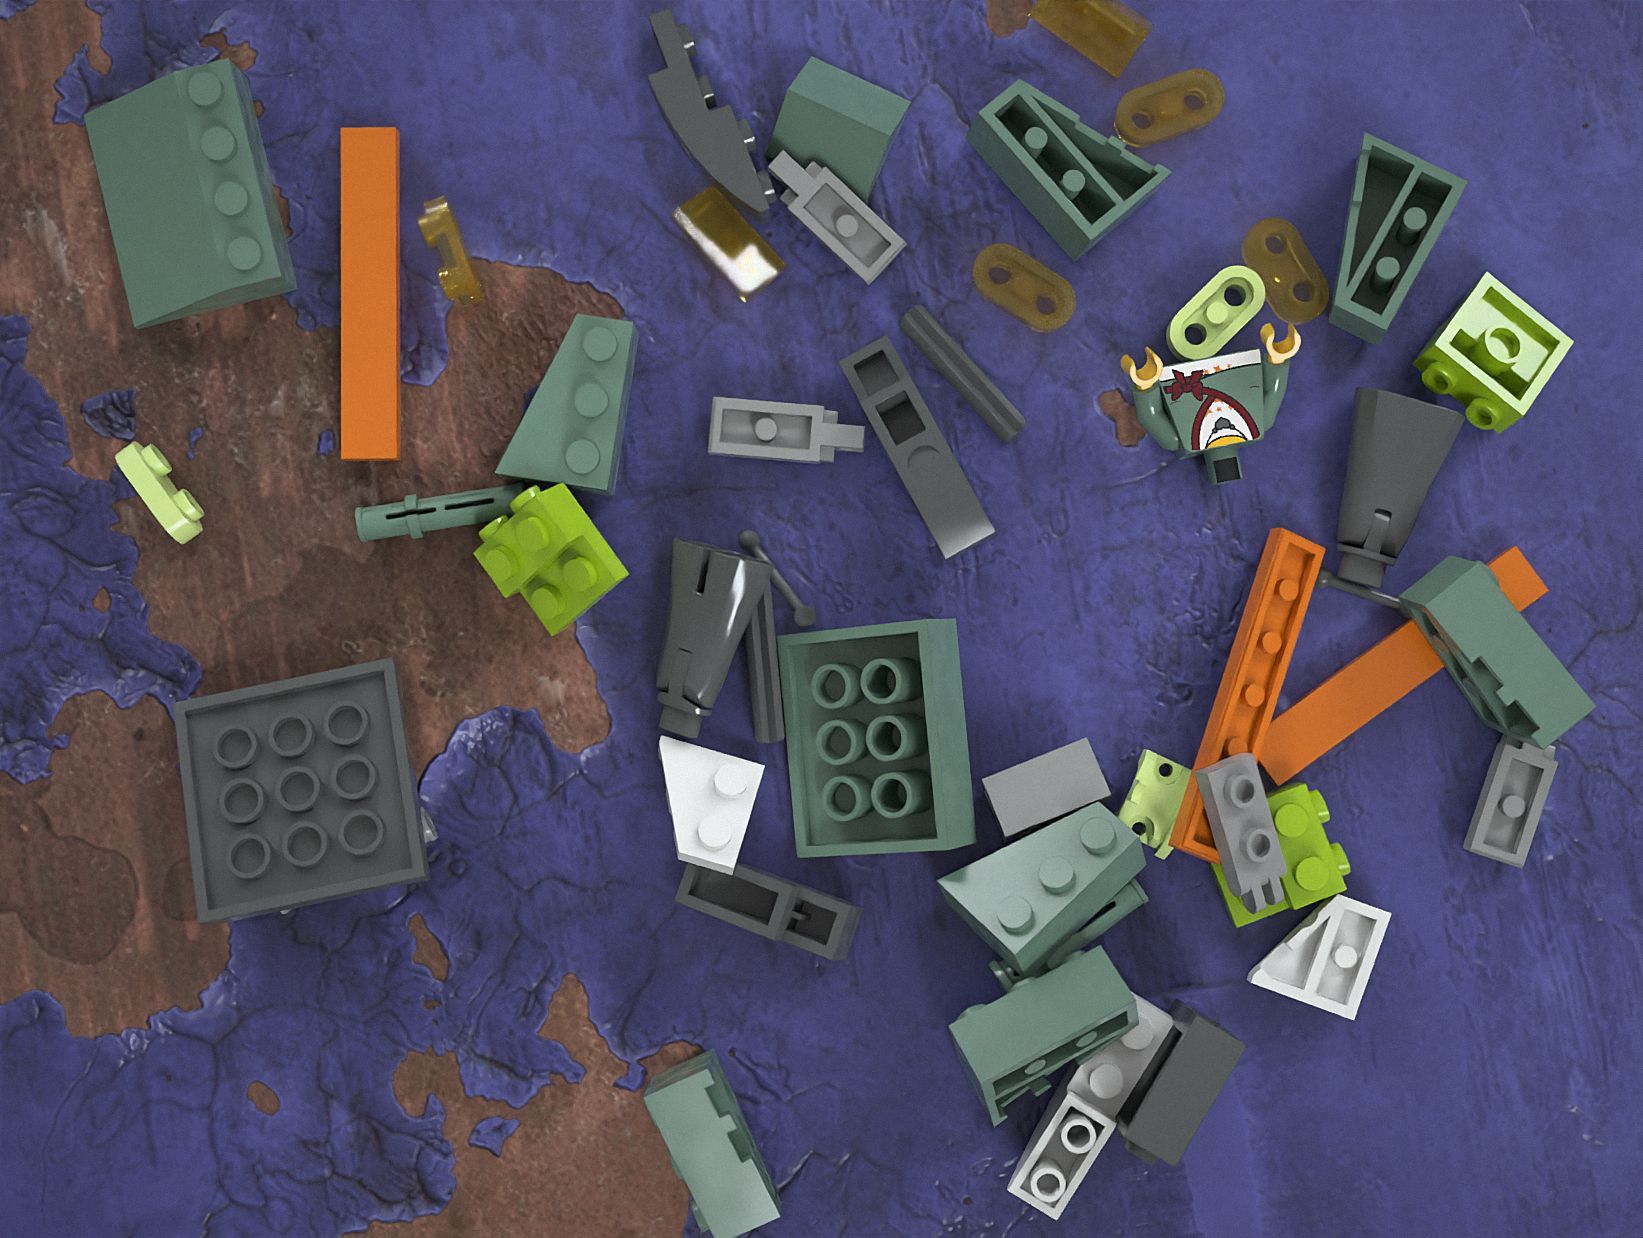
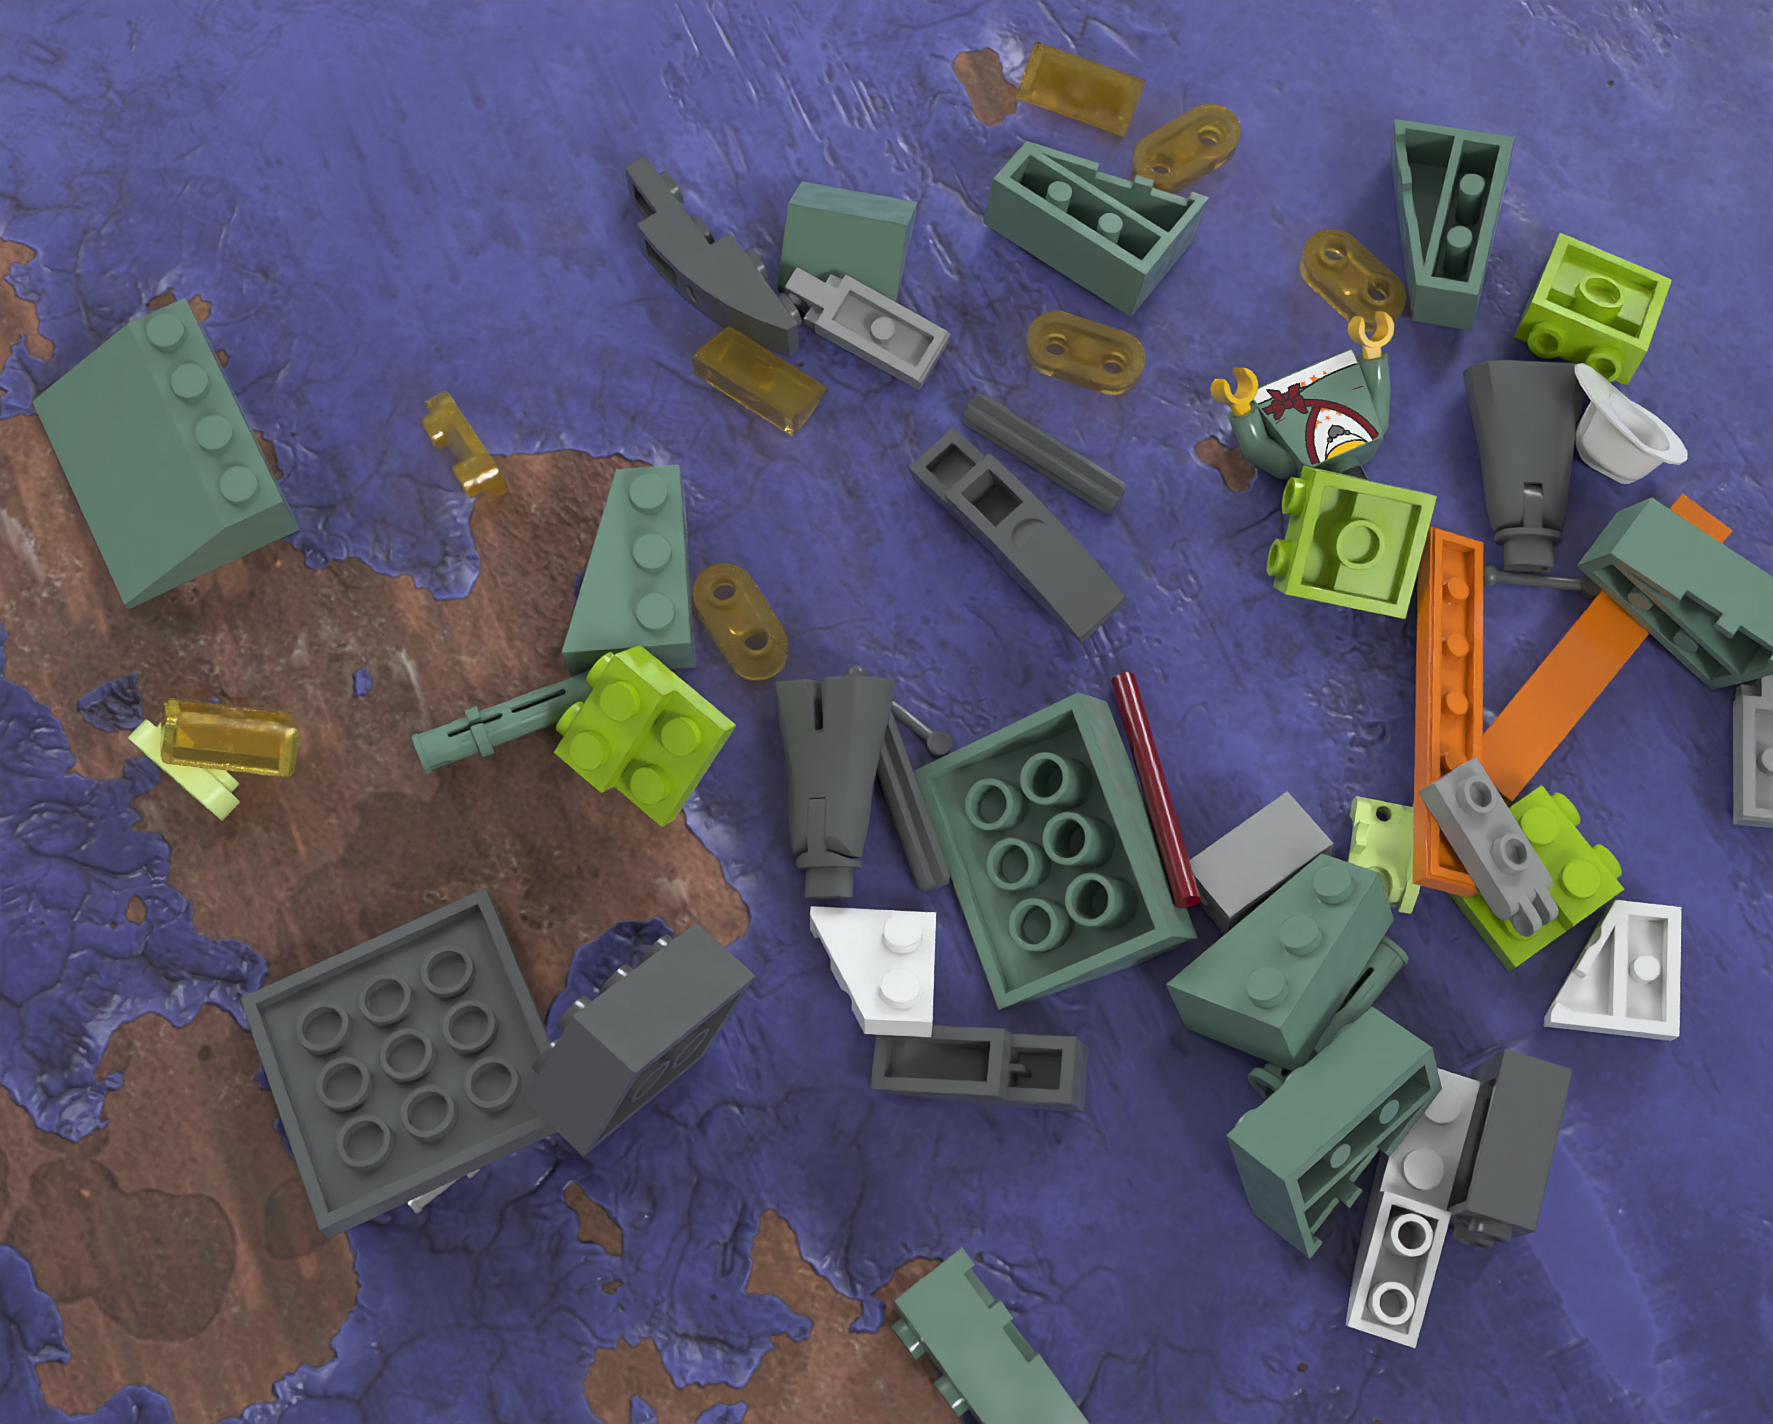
camera: 15 degrees left, 15 degrees down
(200, 475) = (228, 737): none -> clear yellow slope
(370, 294) = (382, 518): orange tile -> none
(484, 827) = (636, 1036): none -> dark grey brick
(659, 466) = (739, 618): none -> clear yellow plate
(780, 431) = (864, 552): light grey hinge -> none
(975, 706) = (1155, 791): none -> dark red bar
(1206, 527) = (1351, 541): none -> lime plate
(1214, 315) = (1289, 337): yellowish green plate -> none
(1481, 479) = (1621, 435): none -> white piece

